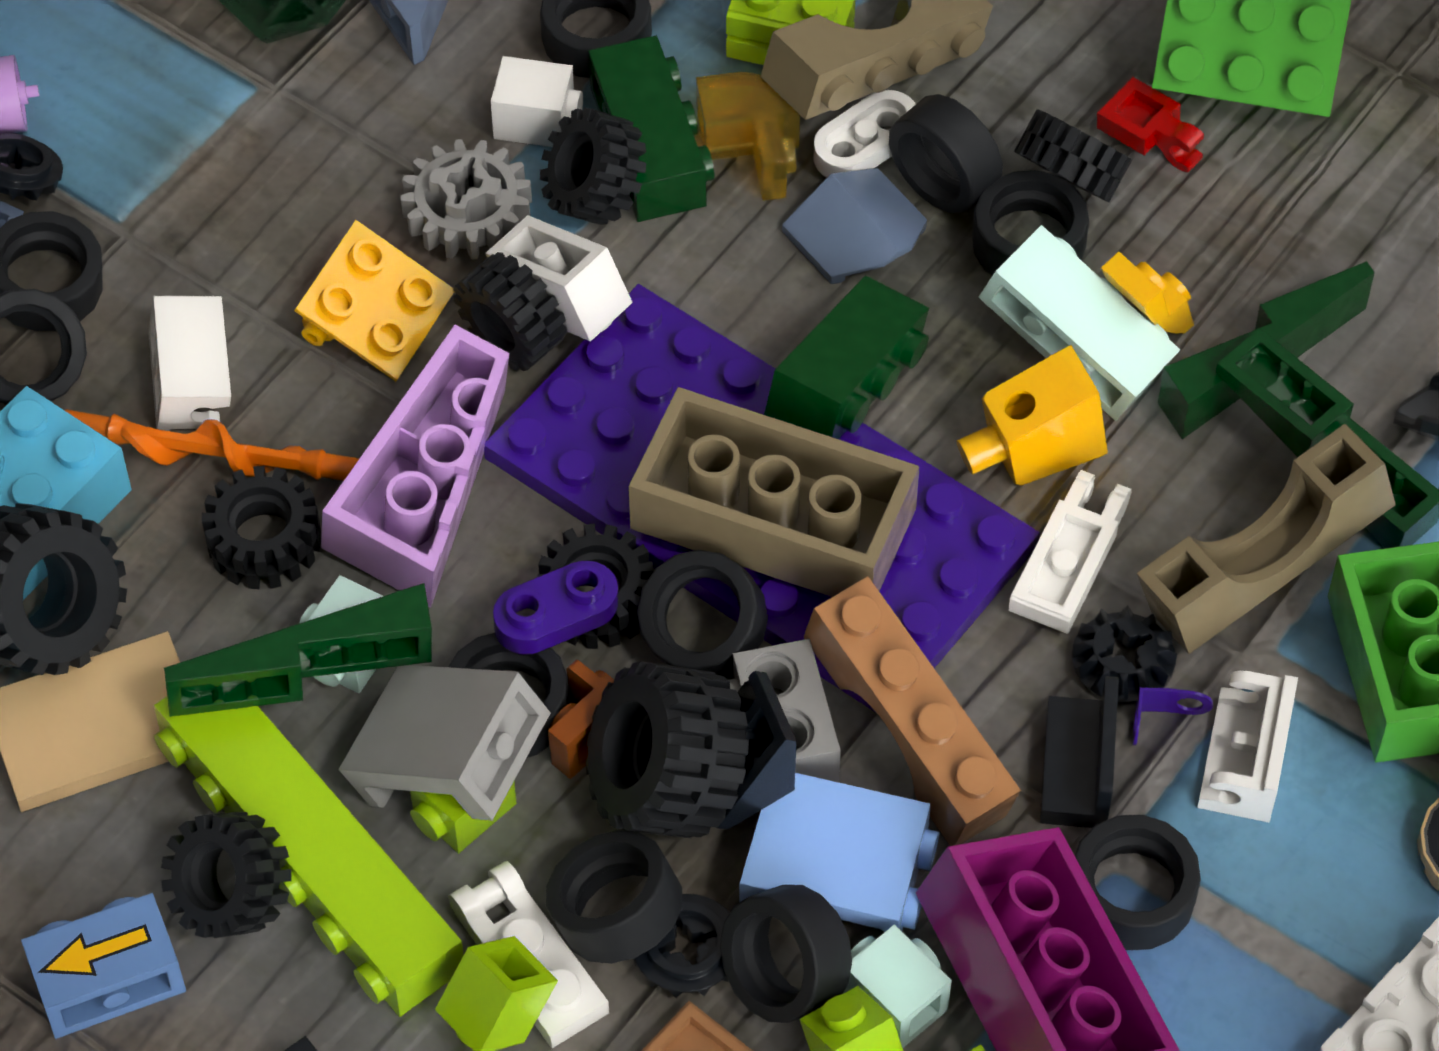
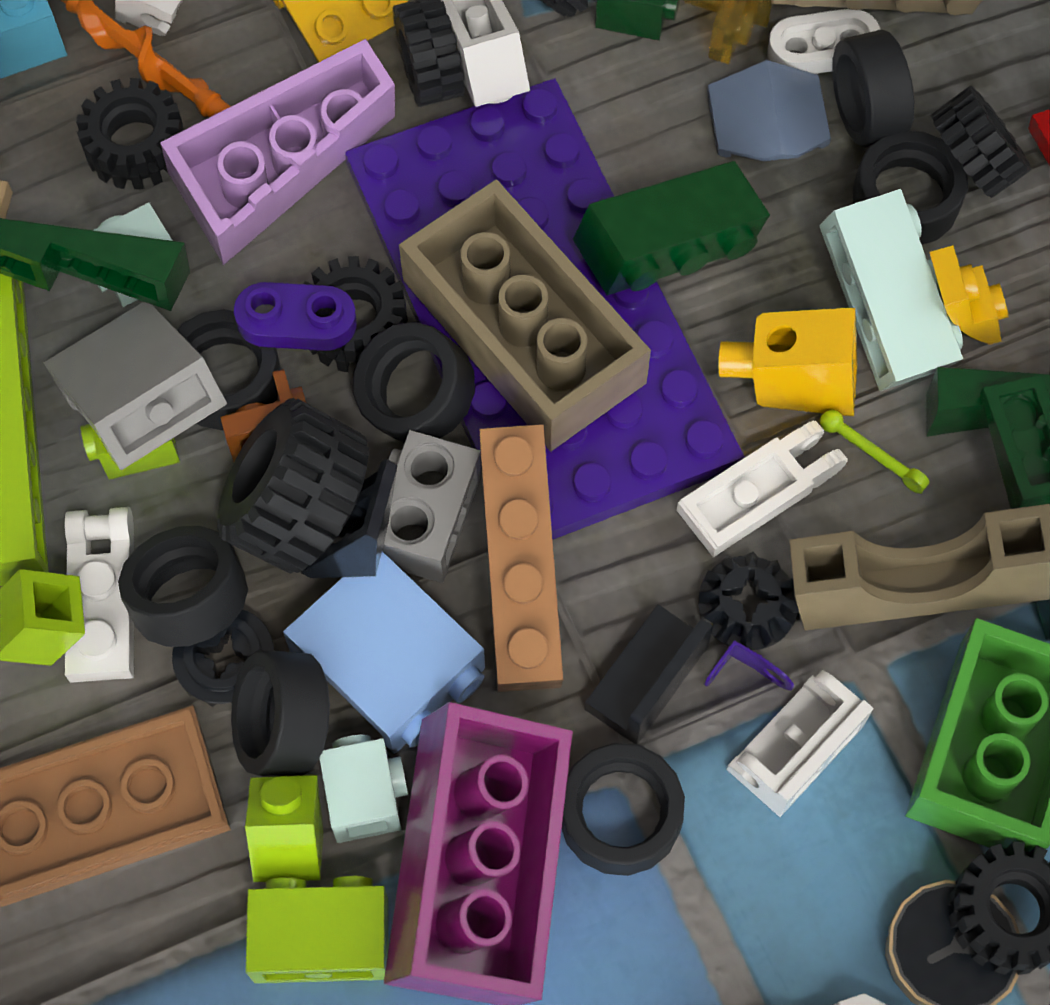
camera: 30 degrees right, 10 degrees up
(1196, 479) = (914, 479): none -> lime hinge

